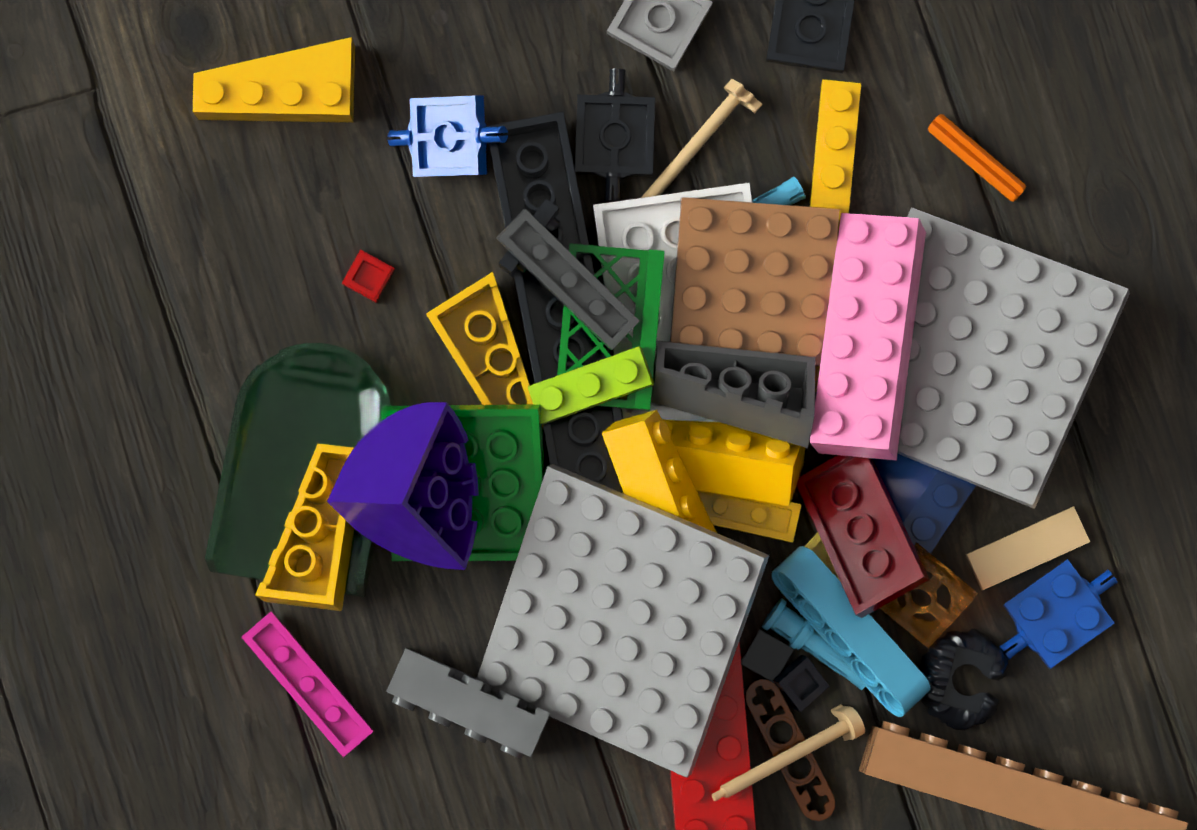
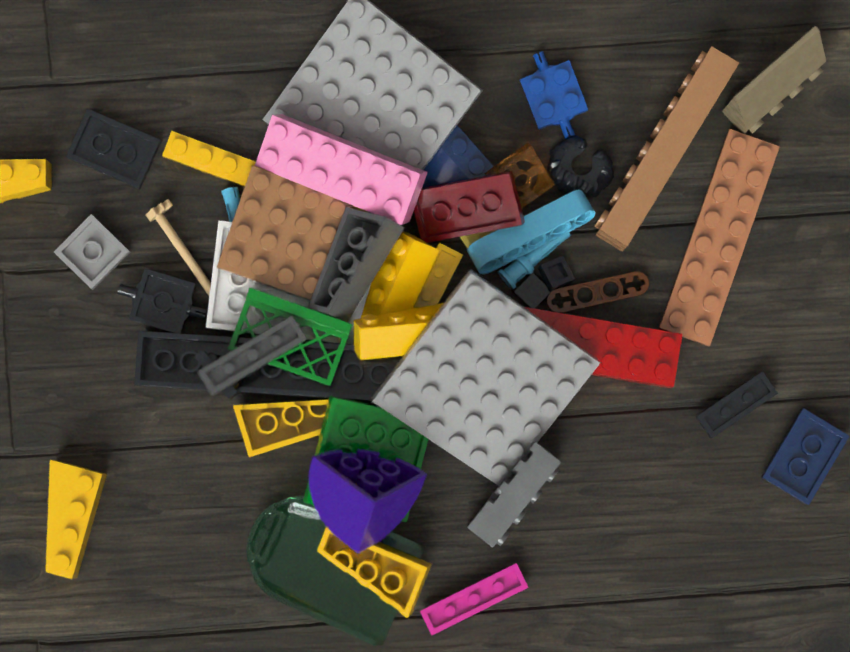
camera: 75 degrees left, 0 degrees up
(368, 276) = (213, 490): red tile -> none
(448, 136) = (133, 412): plate -> none
(591, 385) = (326, 358): lime plate -> none
(849, 726) = (592, 250): tan piece -> none
(976, 157) = (241, 68): orange axle -> none
(1027, 548) = (505, 103): tan tile -> none

